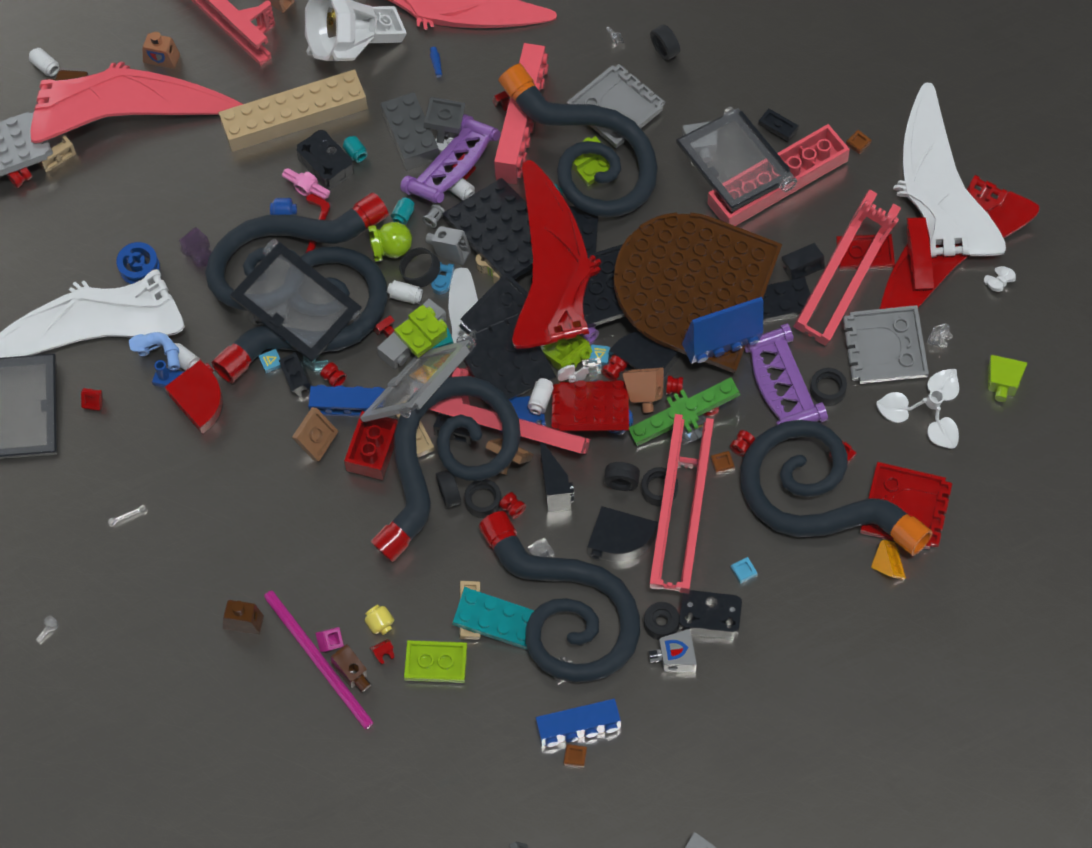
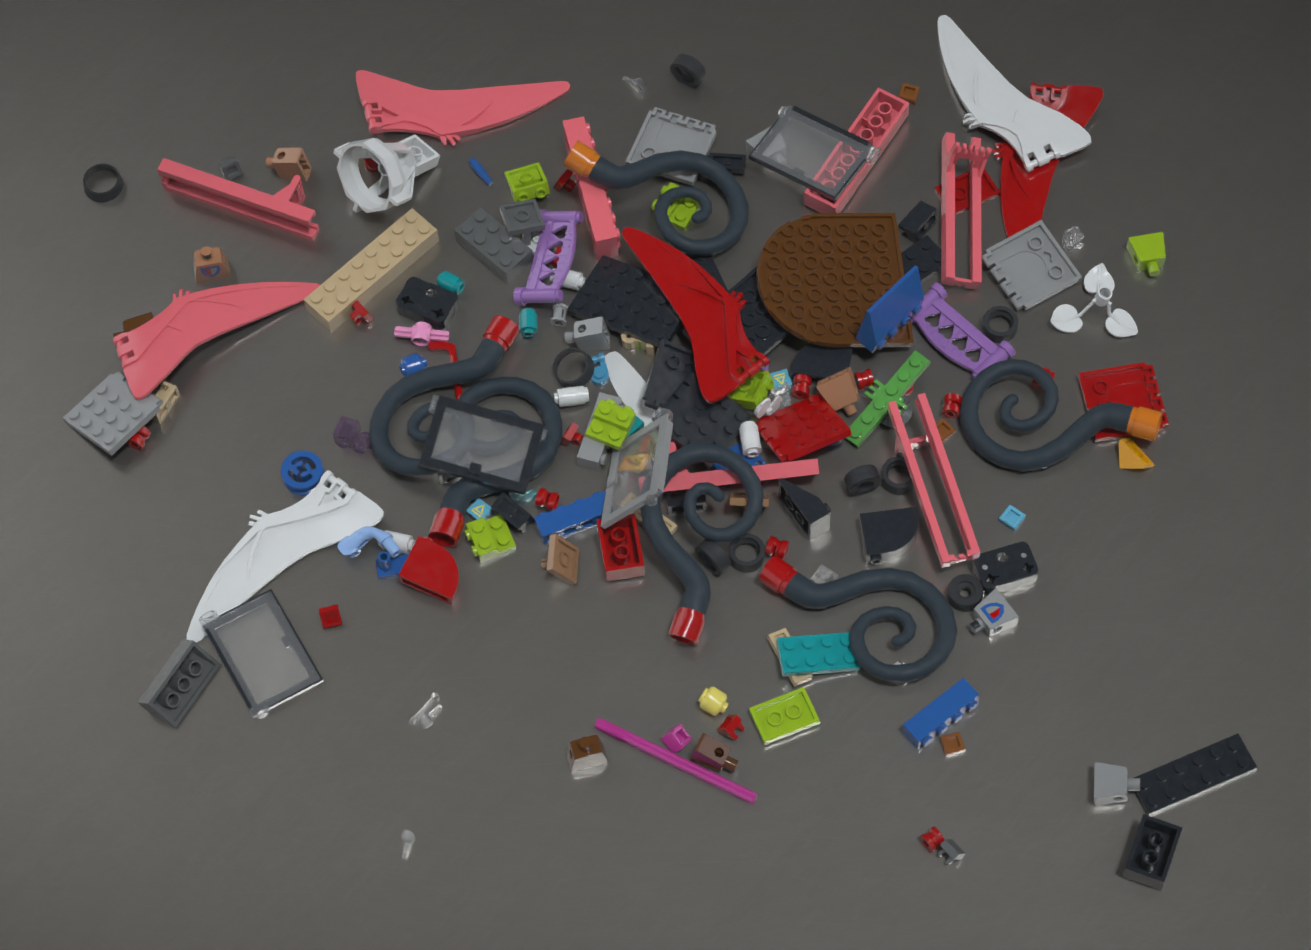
camera: 25 degrees left, 0 degrees up
(44, 62) = (99, 319): white head -> none
(123, 524) = (425, 718): none -> clear hand
(263, 144) = (360, 314): none -> red tile
(265, 388) = (489, 537): none -> lime plate
(390, 240) = (534, 353): lime tile -> none
(469, 87) = (527, 182): none -> lime plate
(507, 835) = (932, 839): none -> red wheel
(659, 140) = (732, 162): none -> black hinge
(778, 124) = (829, 106): black plate -> none
(920, 253) = (1019, 171): red slope -> none
(1004, 275) = (1100, 162): white piece -> none

